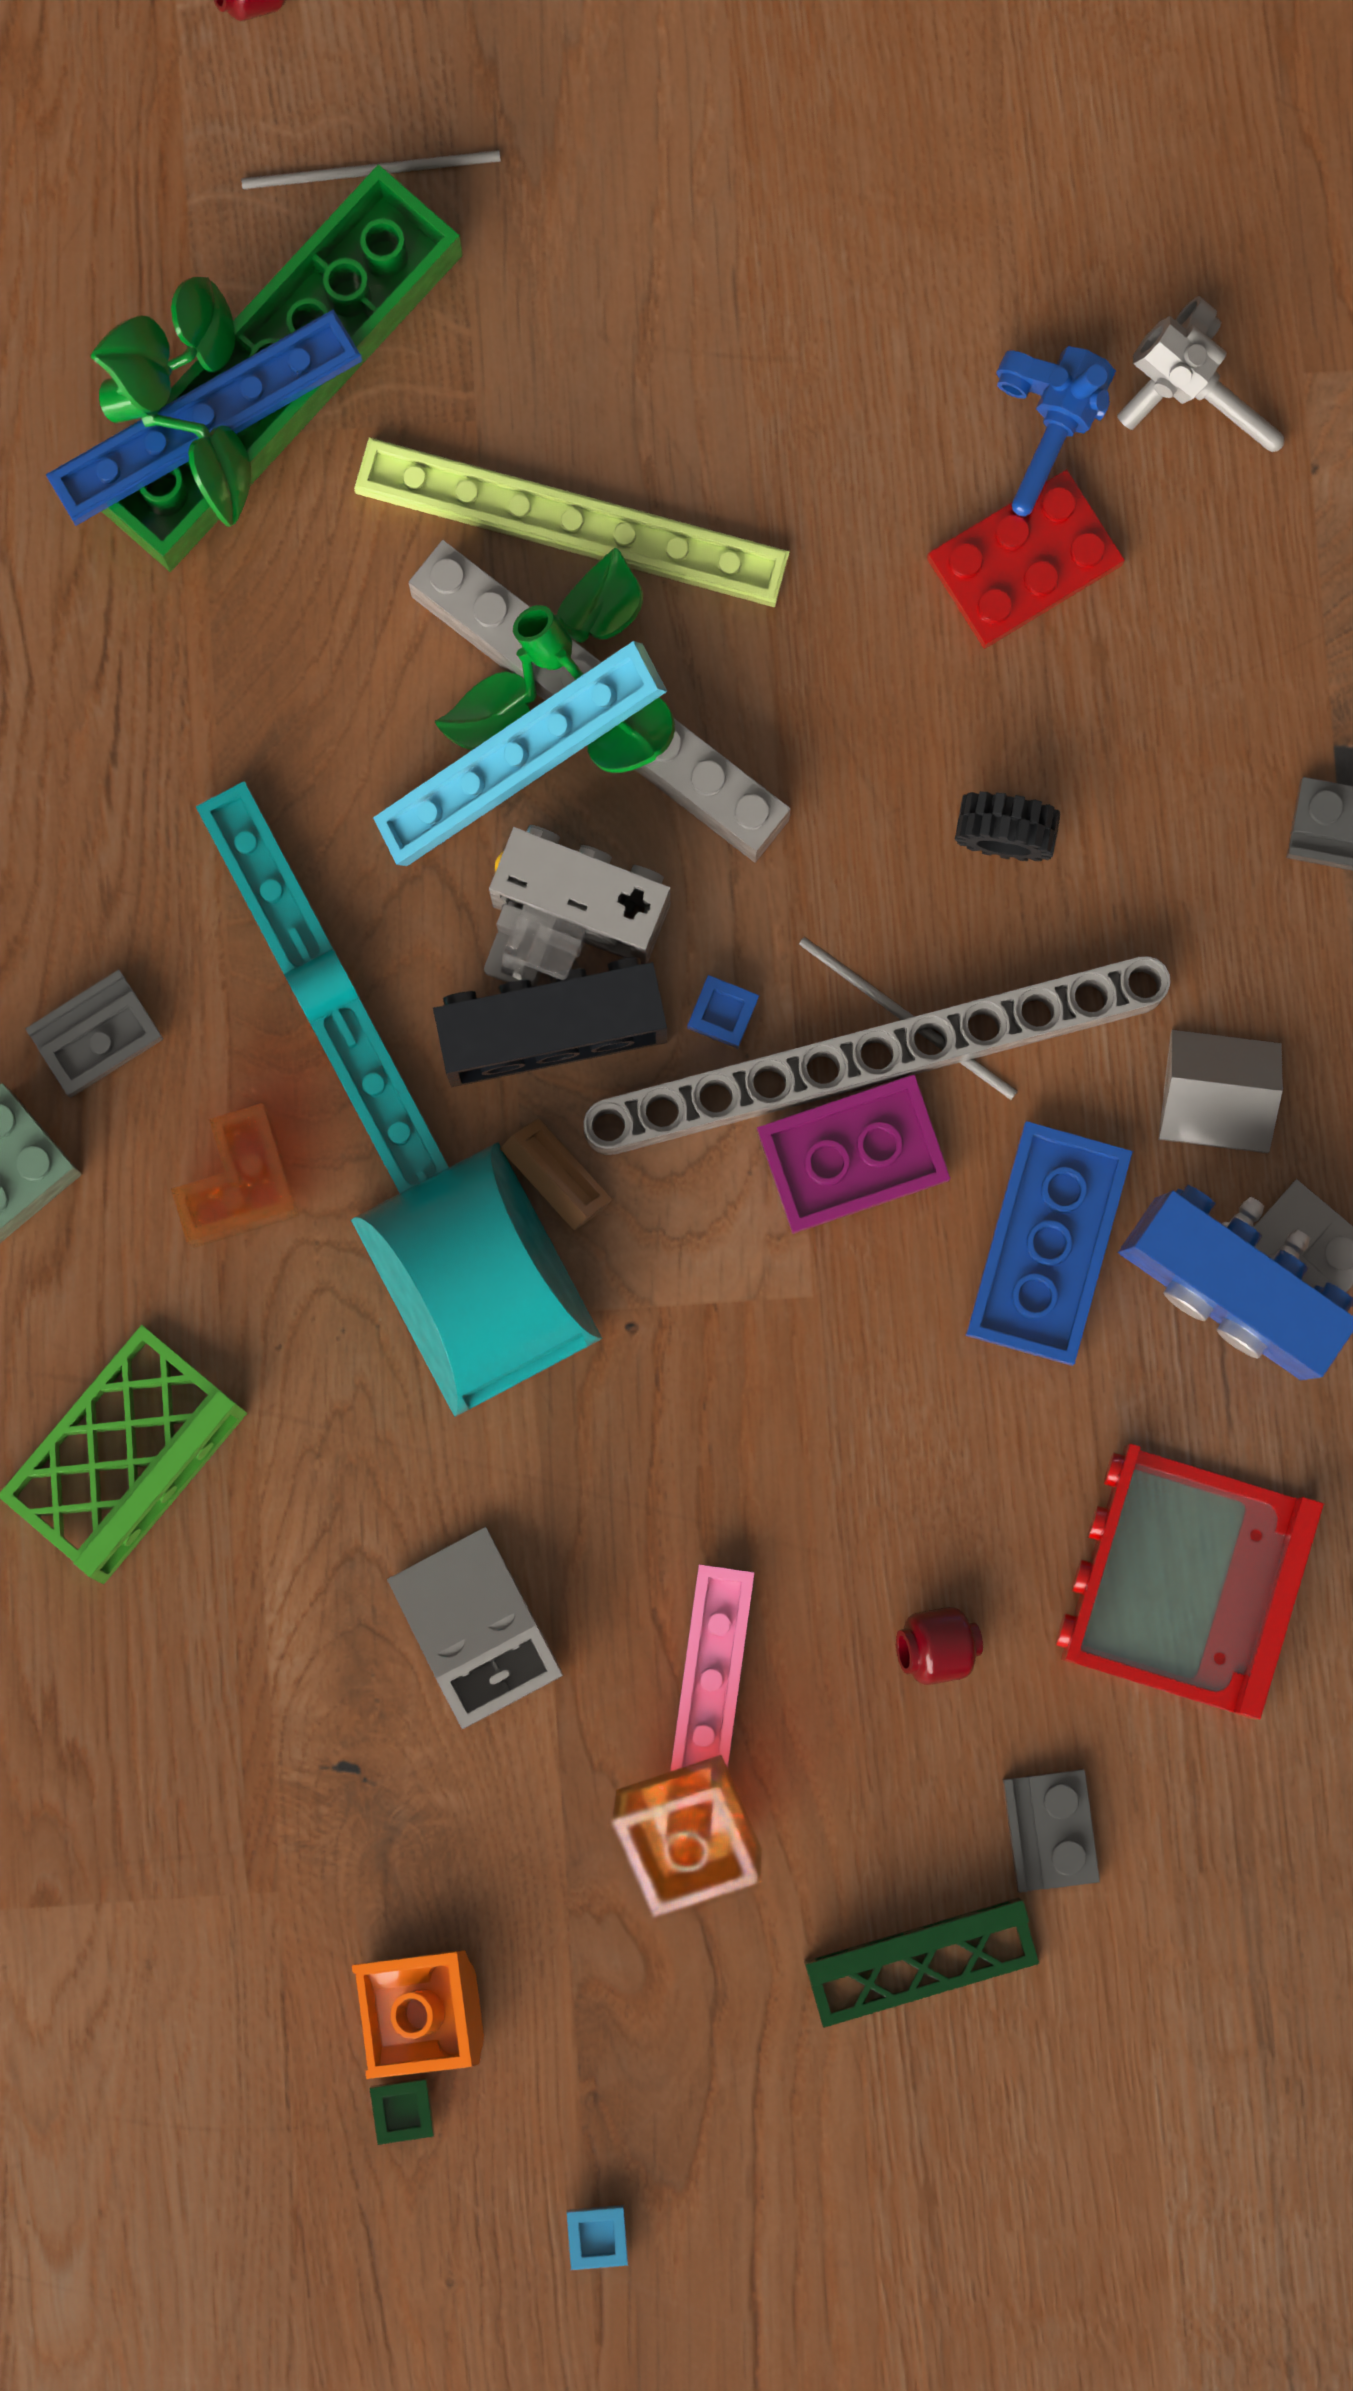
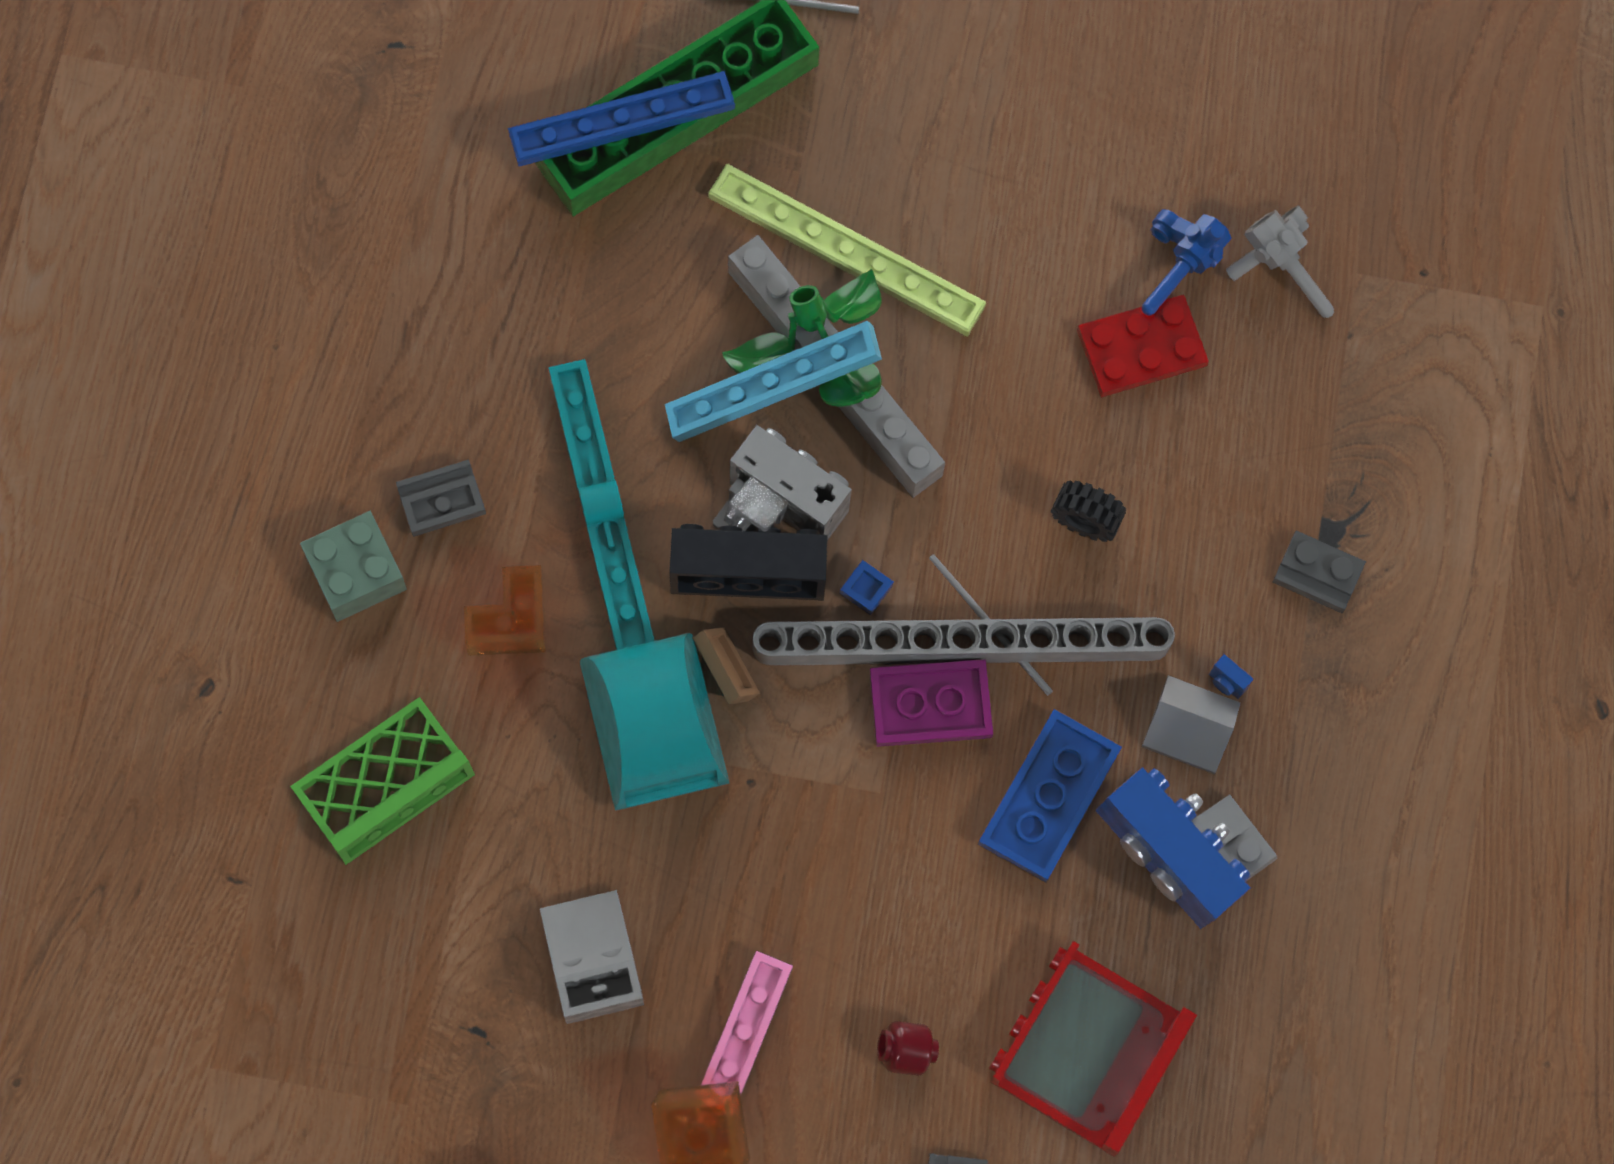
camera: 10 degrees right, 10 degrees down
(140, 386) = (588, 59): green plant -> none
(1259, 1014) = (1230, 677): none -> blue plate

